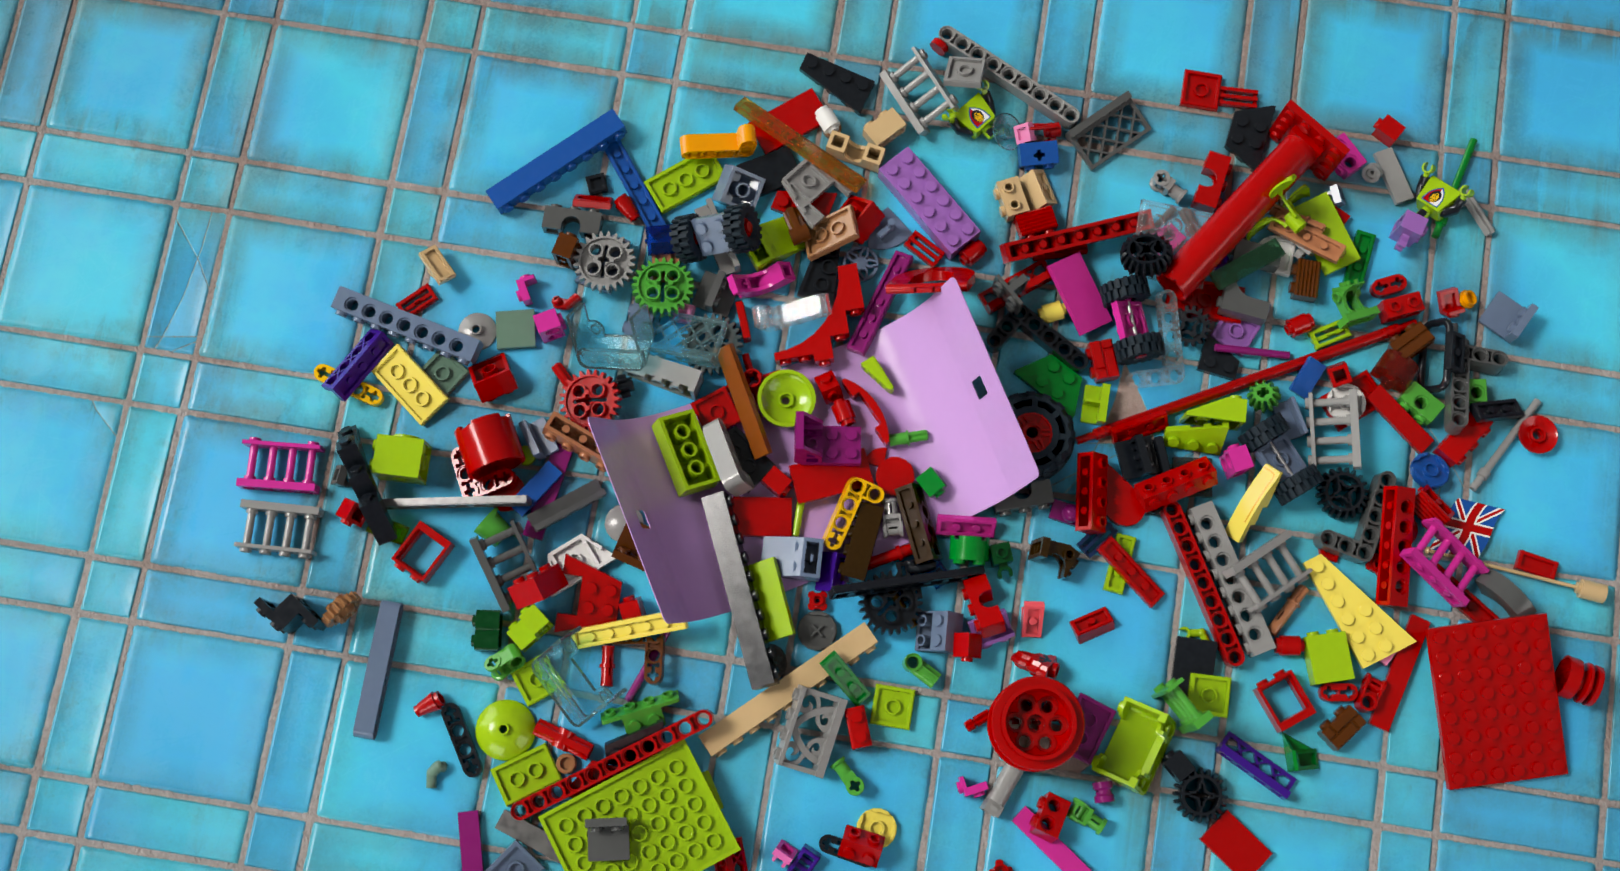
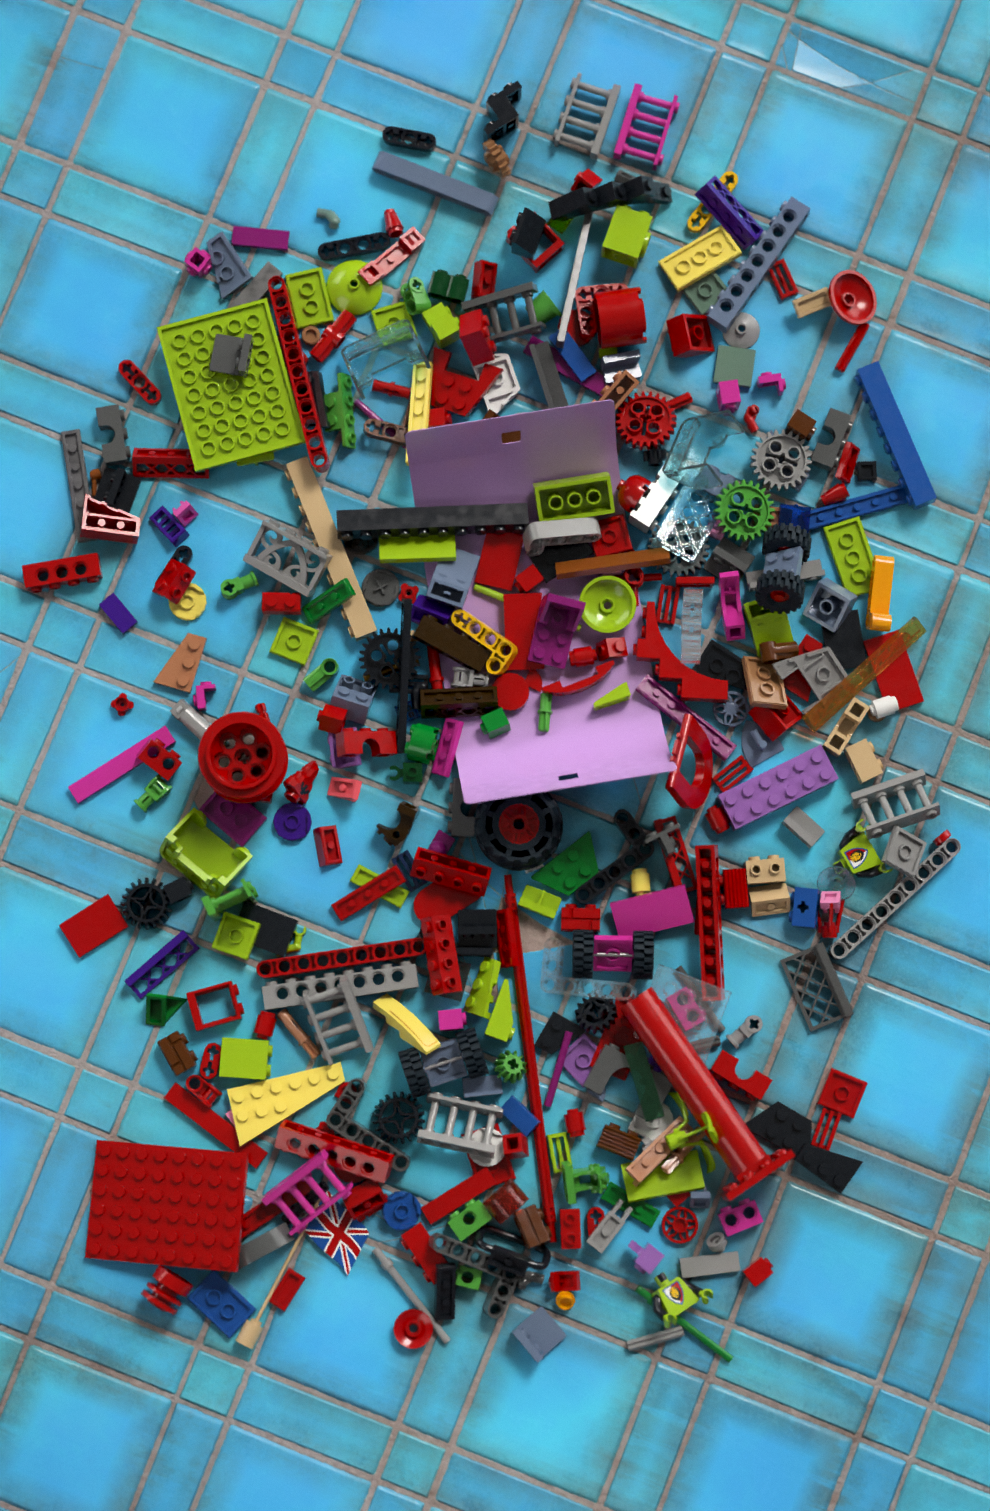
camera: 100 degrees right, 5 degrees up
(341, 713) = (423, 137): none -> black beam
(418, 556) = (527, 233): none -> black slope
(424, 228) = (852, 297): none -> red dish
(466, 696) = (392, 257): none -> slope
(472, 597) = (483, 278): none -> red slope
(474, 221) = (852, 347): none -> red axle
(667, 397) = (631, 491): none -> red cylinder
(766, 344) = (670, 589): none -> red tile
(842, 83) = (922, 733): black wing -> none
(943, 816) = (183, 665): none -> nougat wing
(959, 174) = (803, 827): none -> light grey panel
(1077, 666) = (292, 821): none -> dark purple tile
(1103, 791) = (169, 814): magenta wheel -> none
(1147, 259) = (679, 983): black gear -> none
(1273, 87) = (828, 1166): none -> black wing
(1364, 210) = (679, 1225): none -> red wheel
(1389, 271) = (608, 1228): none -> light grey hinge
(1445, 561) = (311, 1197): none -> black axle
(1571, 624) = (221, 1303): none -> blue tile

